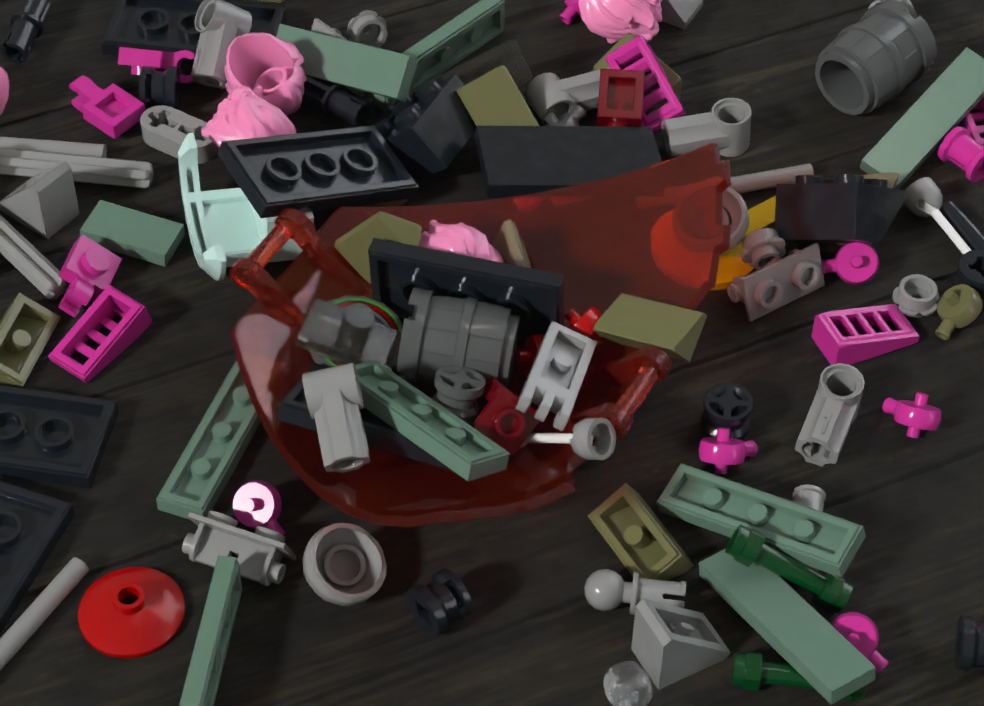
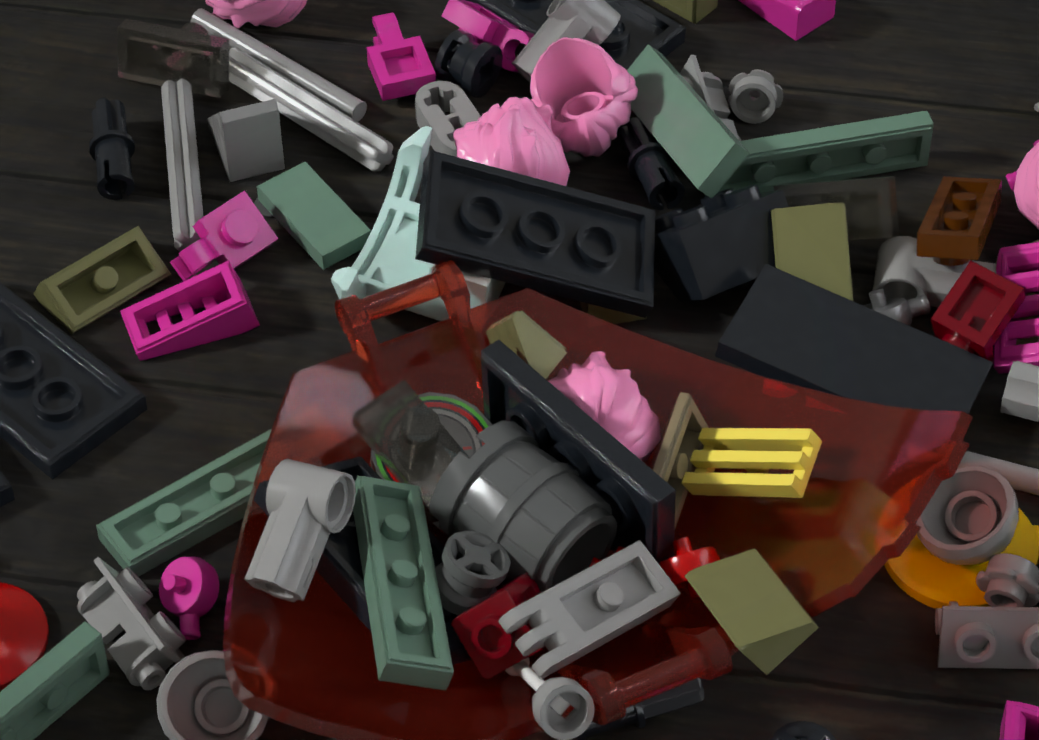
camera: 35 degrees right, 0 degrees up
(566, 49) = (959, 220): none -> reddish brown plate
(574, 237) = (755, 452): none -> light yellow tile

